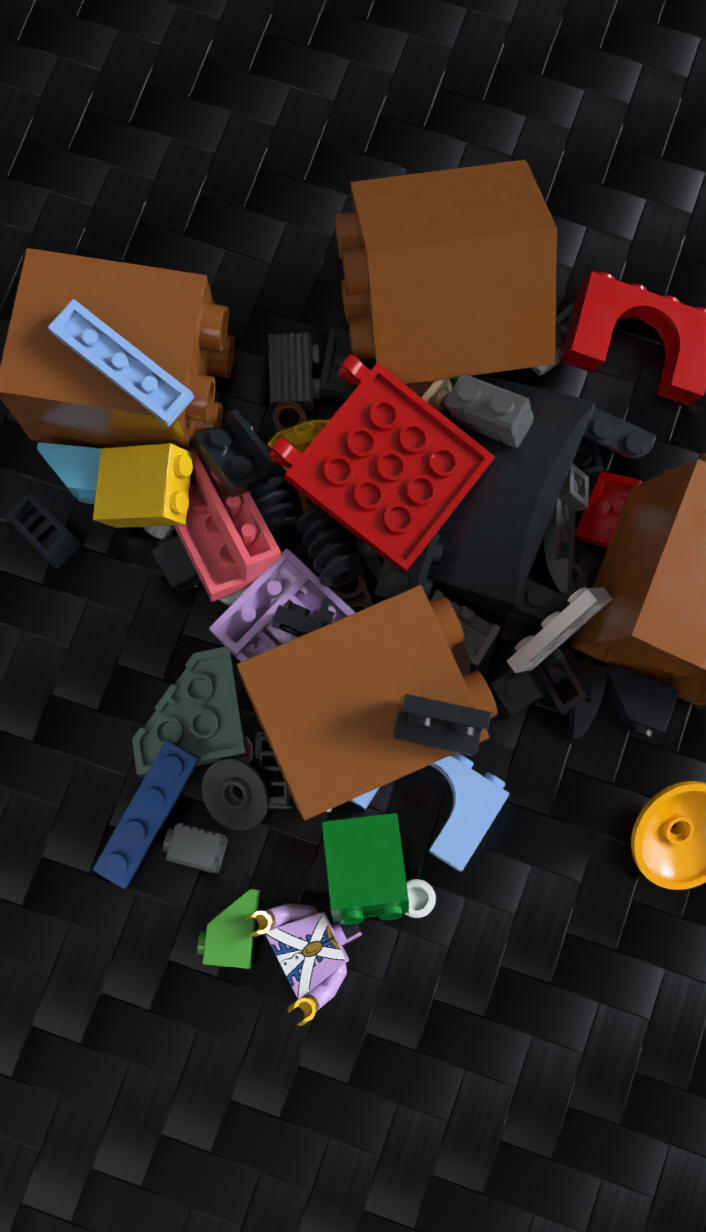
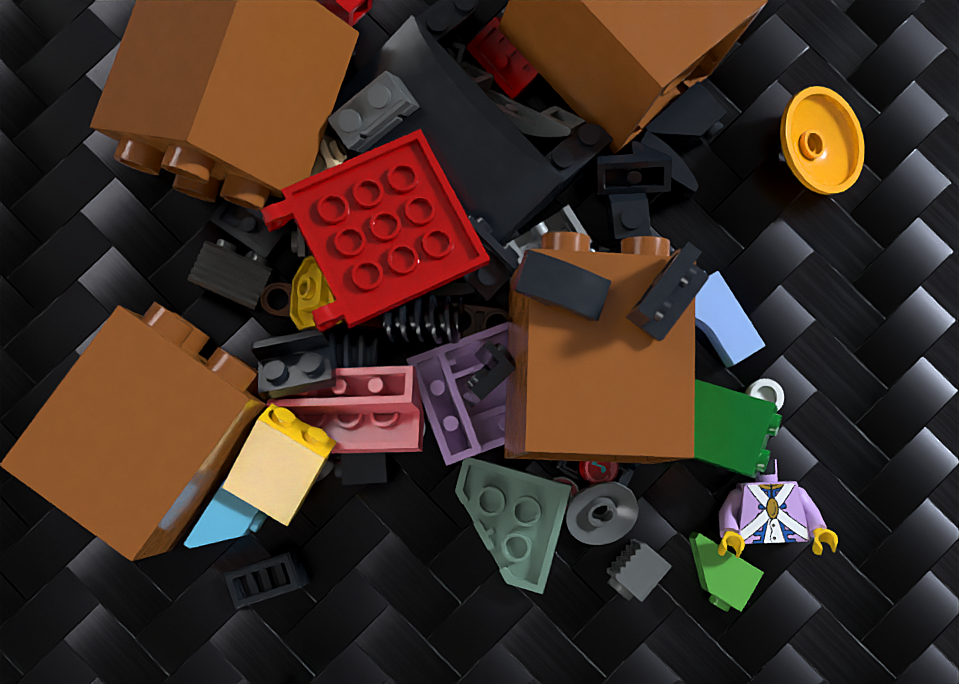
camera: 70 degrees left, 5 degrees up
(121, 362) = (166, 426): light blue plate -> none
(146, 813) = (582, 600): blue plate -> none
(270, 772) = (598, 471): none -> red tile
(399, 624) = (561, 285): none -> black slope
(558, 628) = (602, 153): white plate -> none

